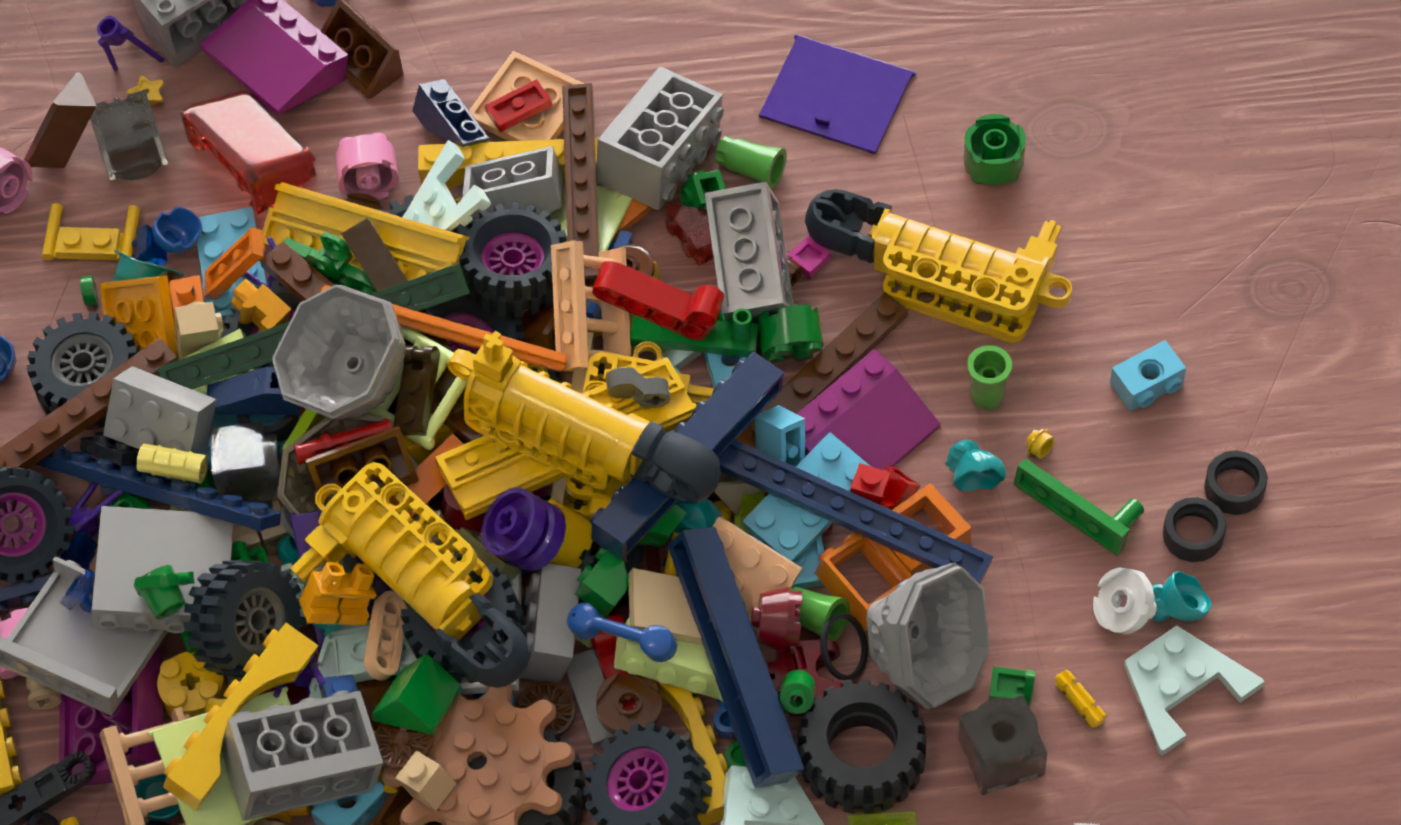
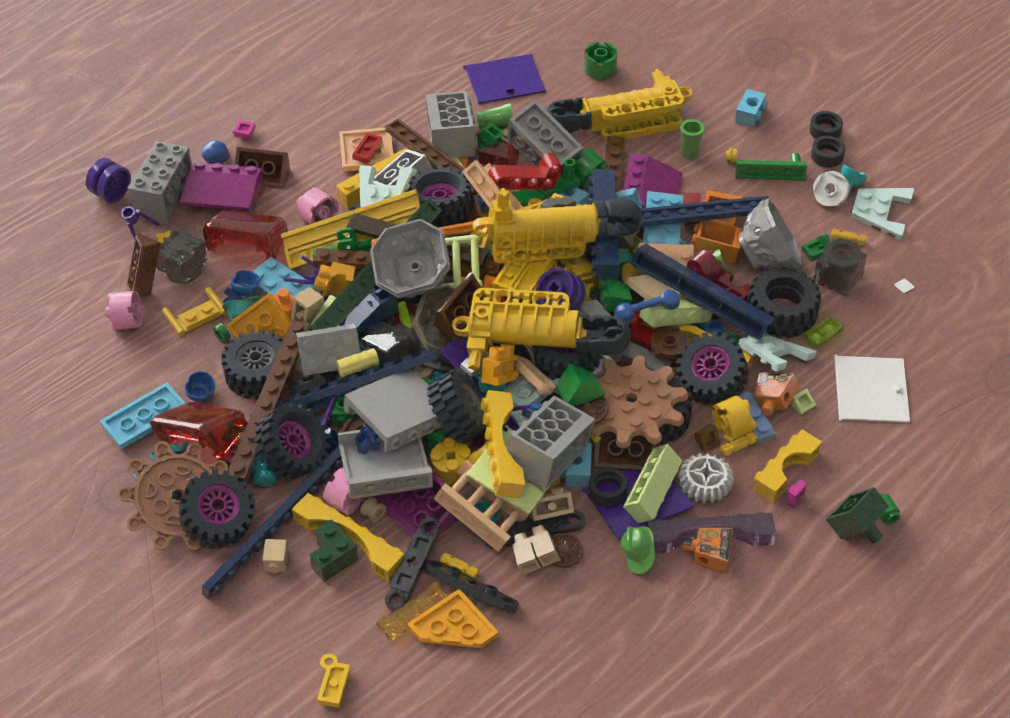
camera: 40 degrees left, 10 degrees down
(162, 590) = (417, 408): green piece -> none
(234, 263) = (298, 269): orange plate -> none
(328, 443) = (435, 304): red pin -> none
(416, 390) = (459, 266): dark brown plate -> none
(426, 780) = (622, 413): tan brick -> none
(446, 115) = (331, 169): dark blue slope -> none
(797, 691) = (742, 290): green brick -> none
(864, 646) = (725, 258): black piece -> none
(870, 483) = (687, 196): red plate -> none
(974, 467) = (716, 176): teal hair -> none

